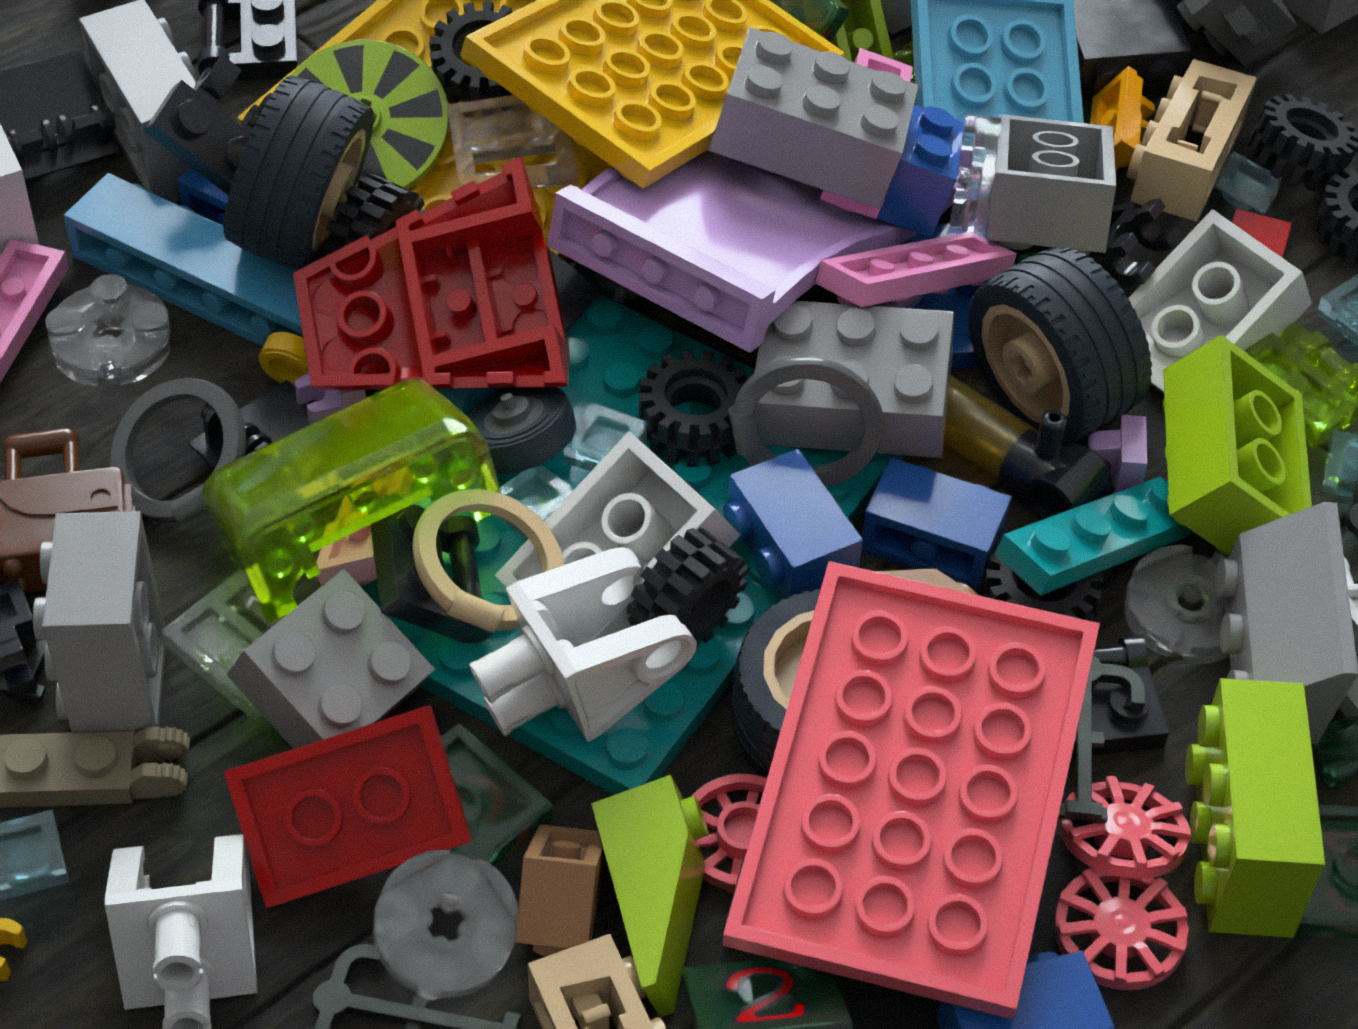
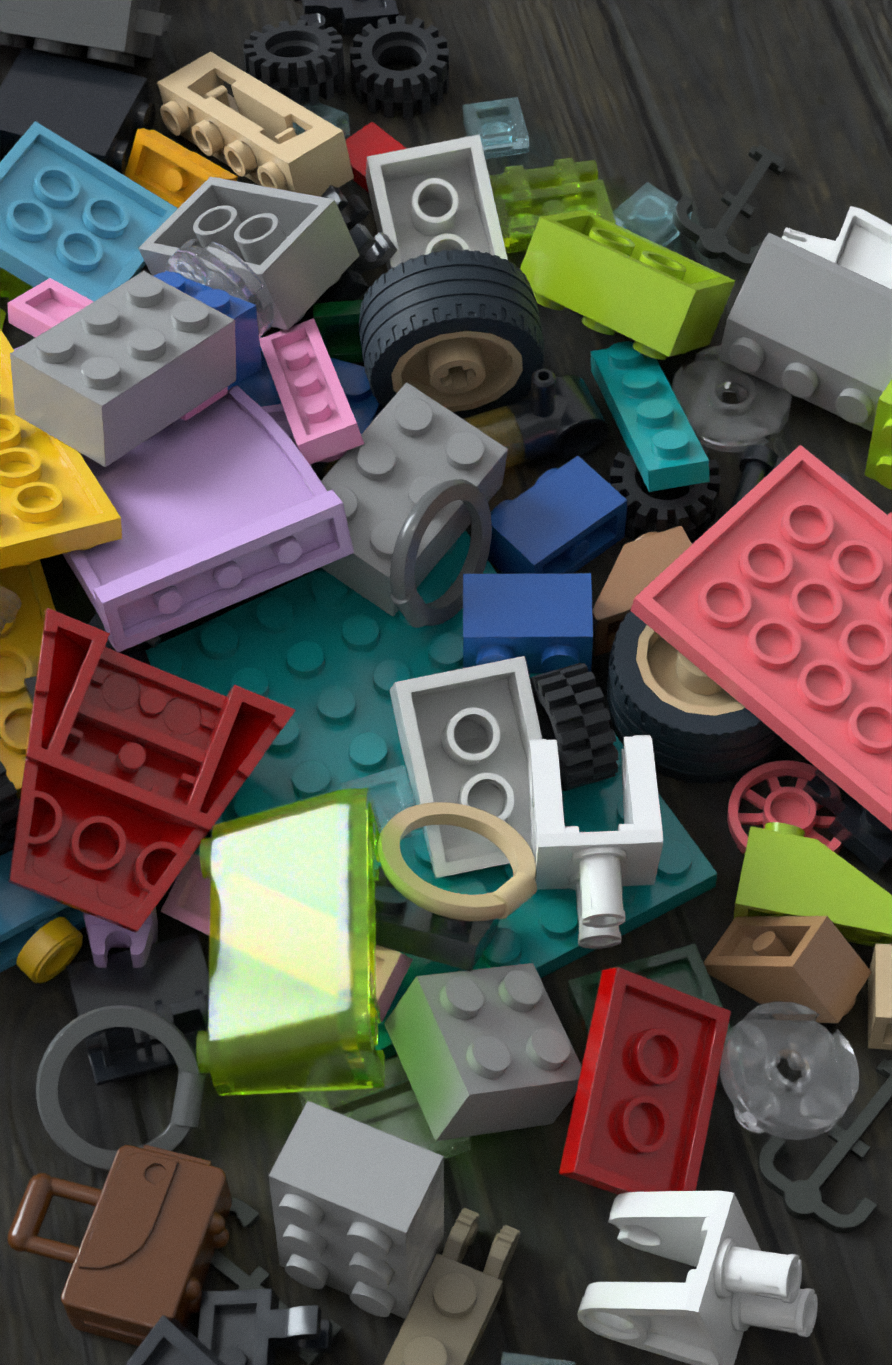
camera: 60 degrees left, 5 degrees up
(524, 426) = (294, 768): black wheel -> none
(598, 433) = (341, 723): clear light blue plate -> none
(690, 381) = (334, 608): black tyre -> none
(1123, 451) = (569, 355): lavender tile -> none

